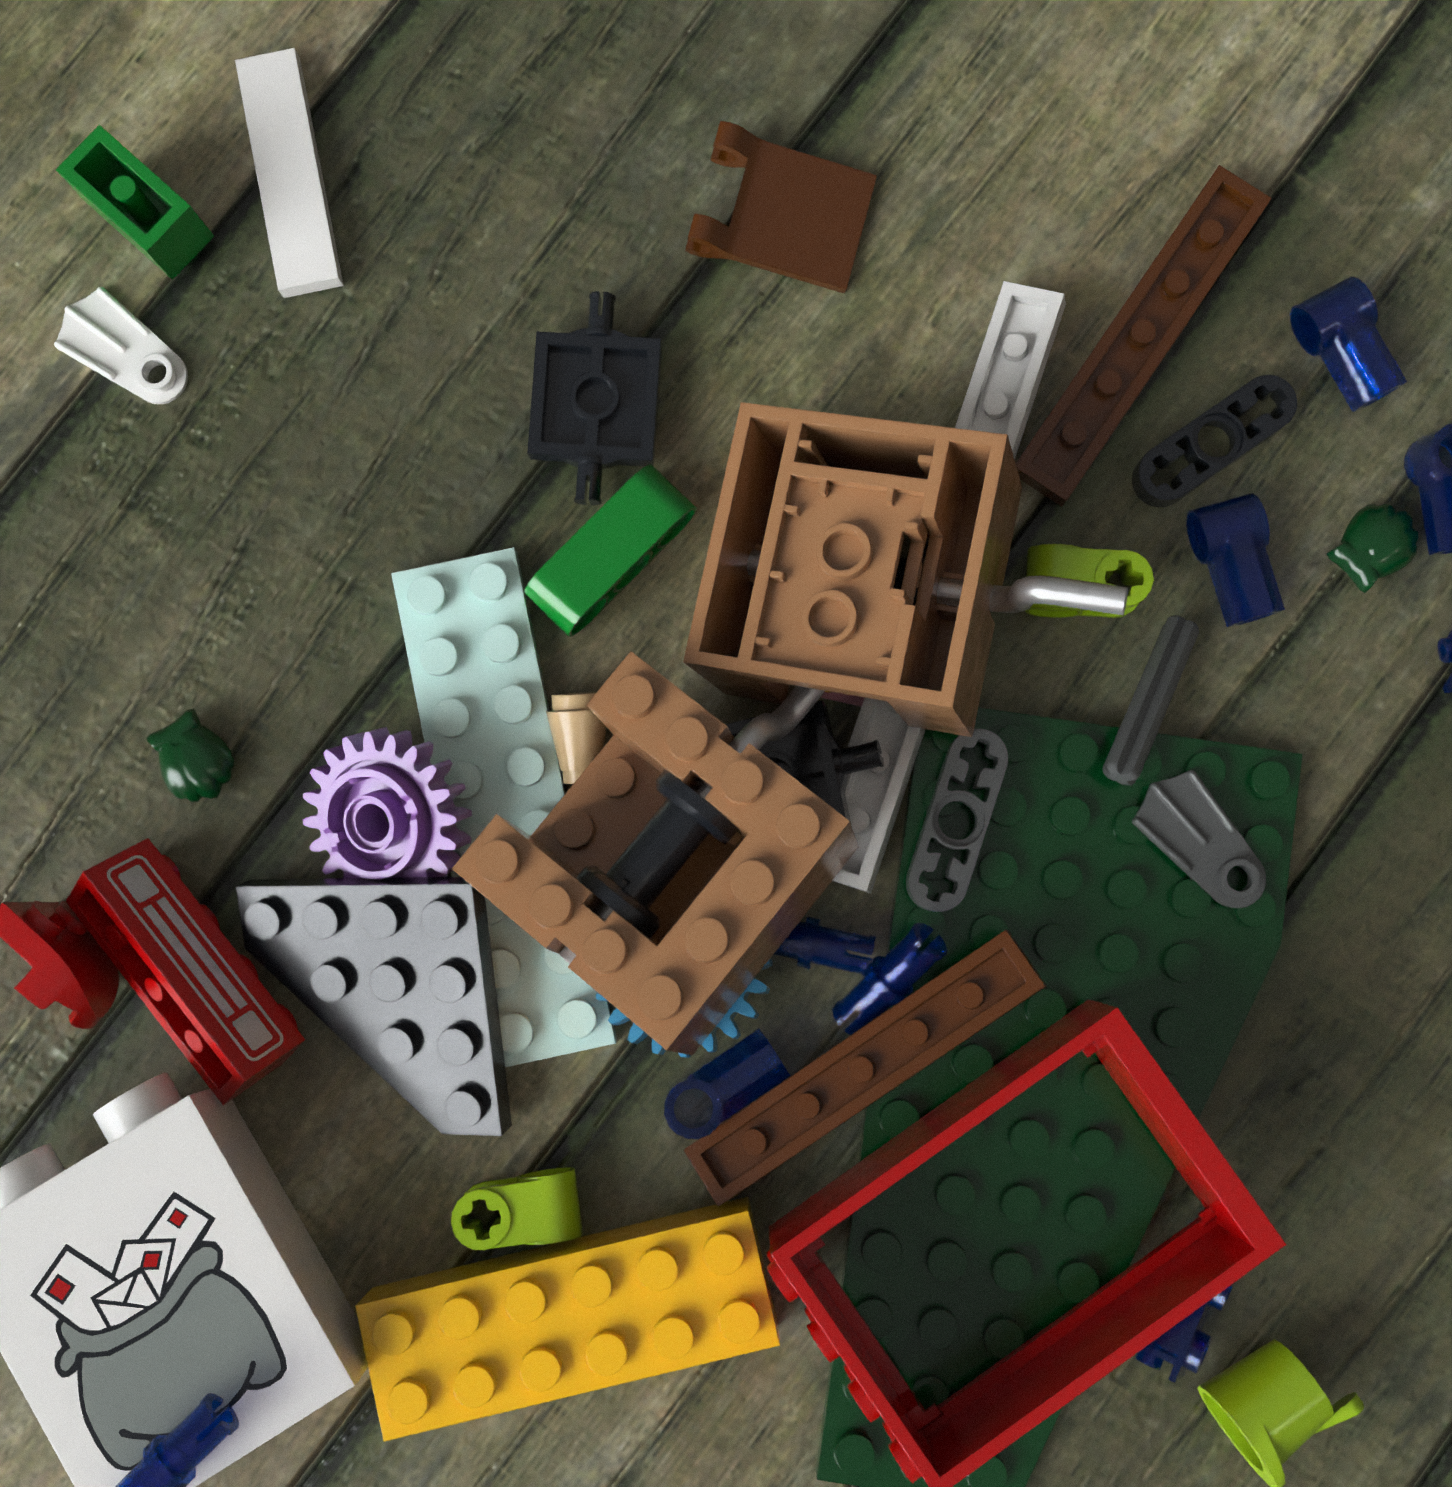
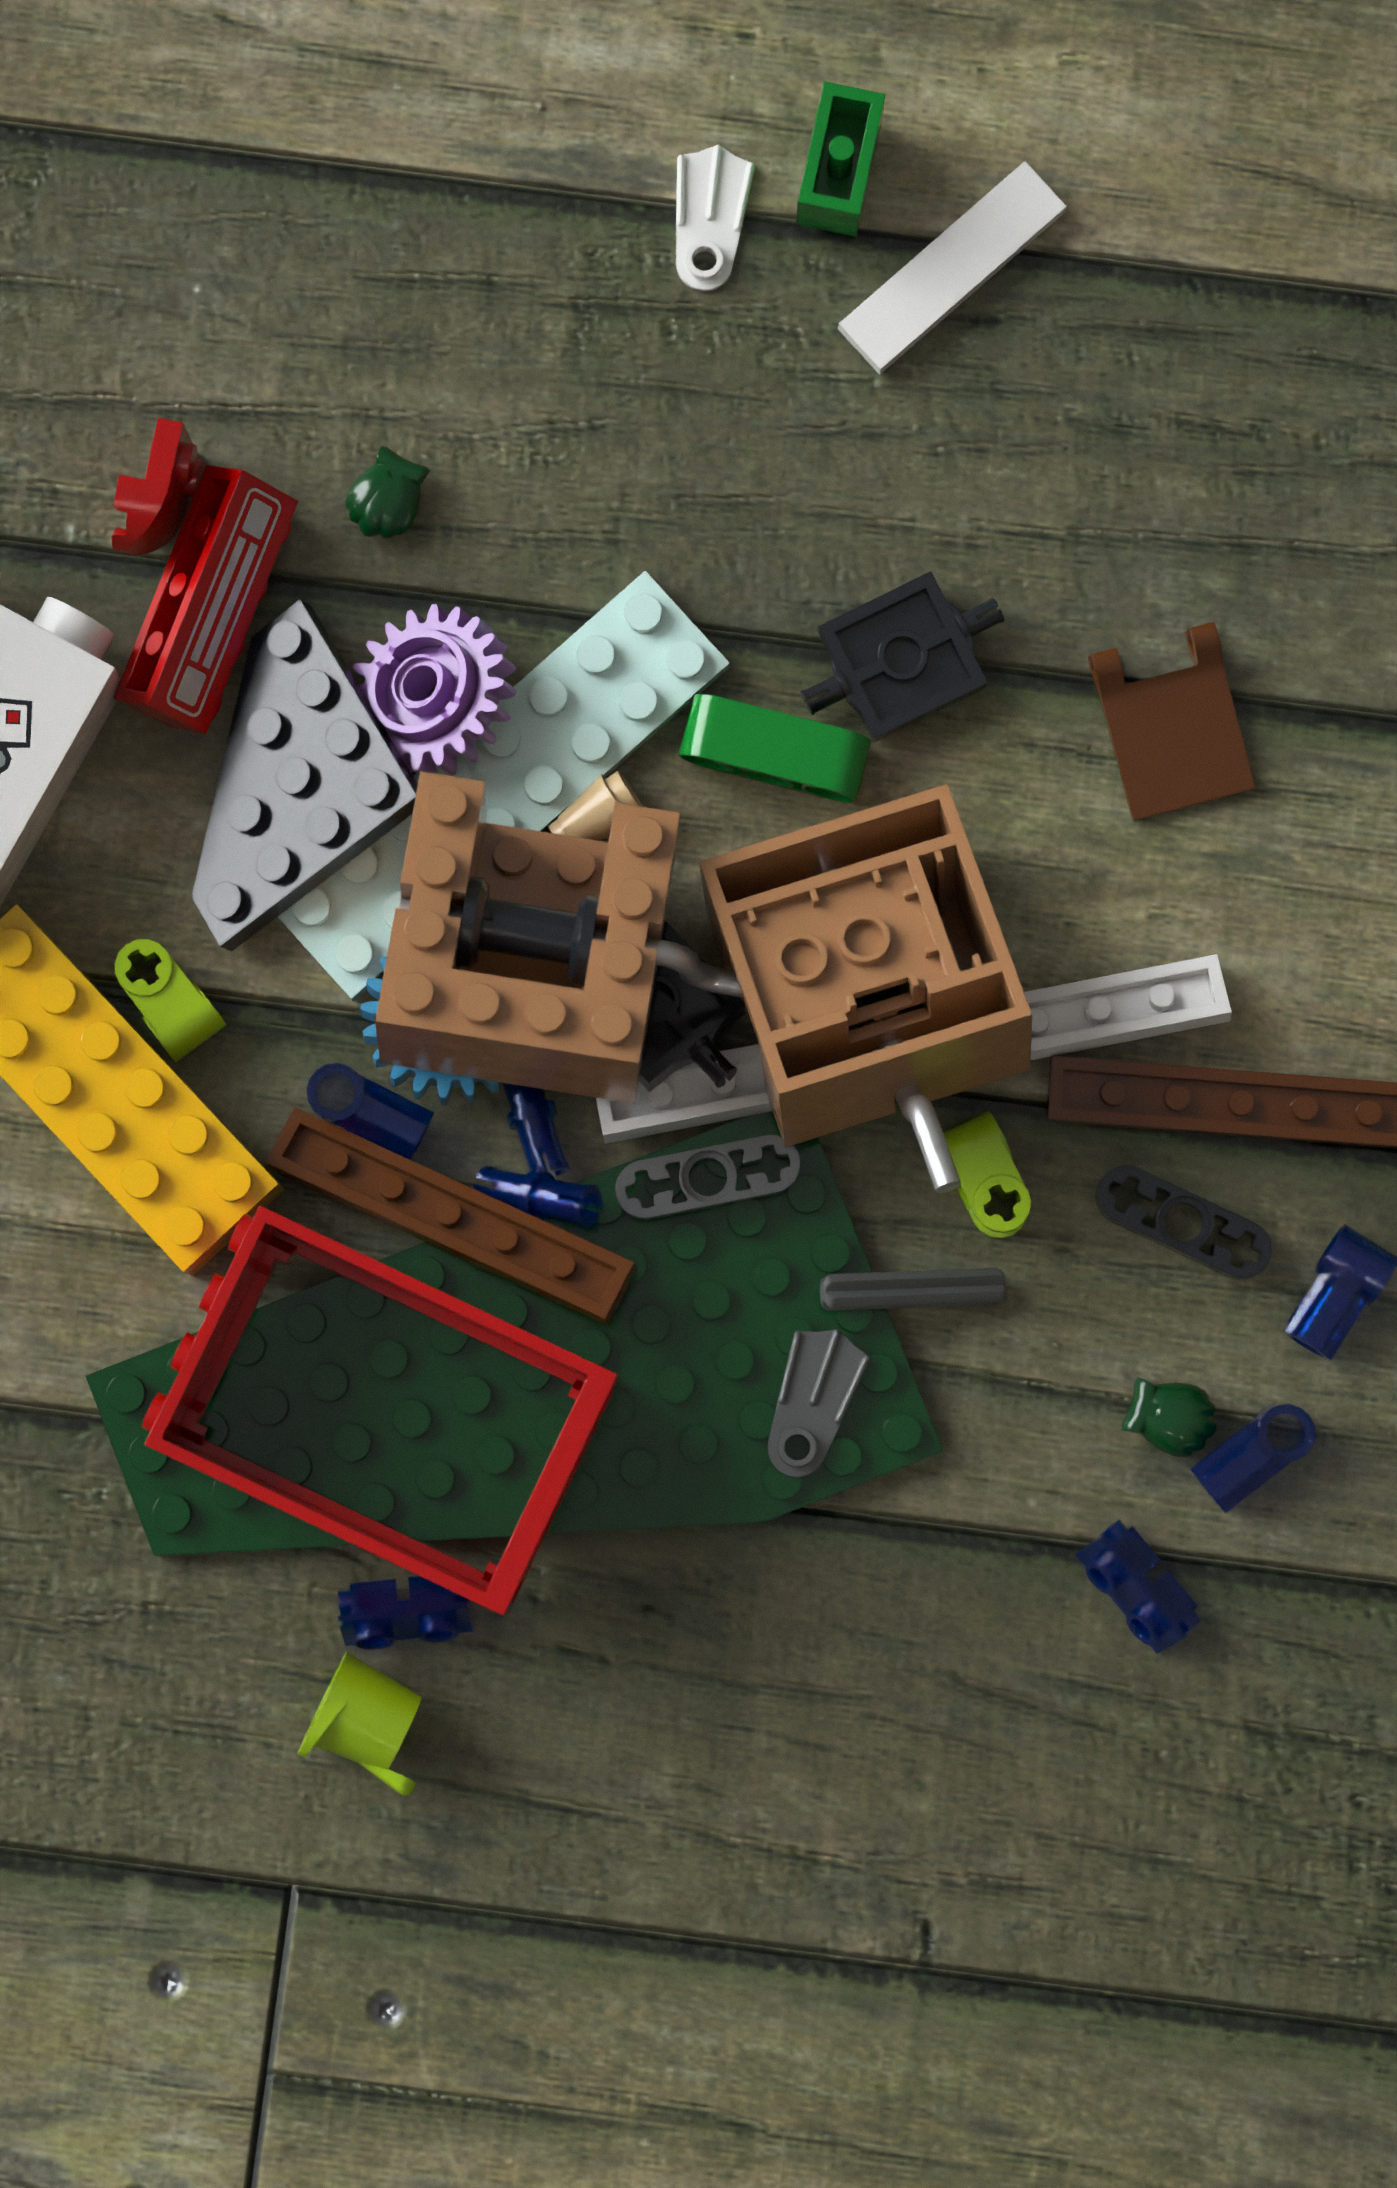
camera: 55 degrees right, 0 degrees up
(1232, 543) = (1094, 1288): clear blue piece -> none

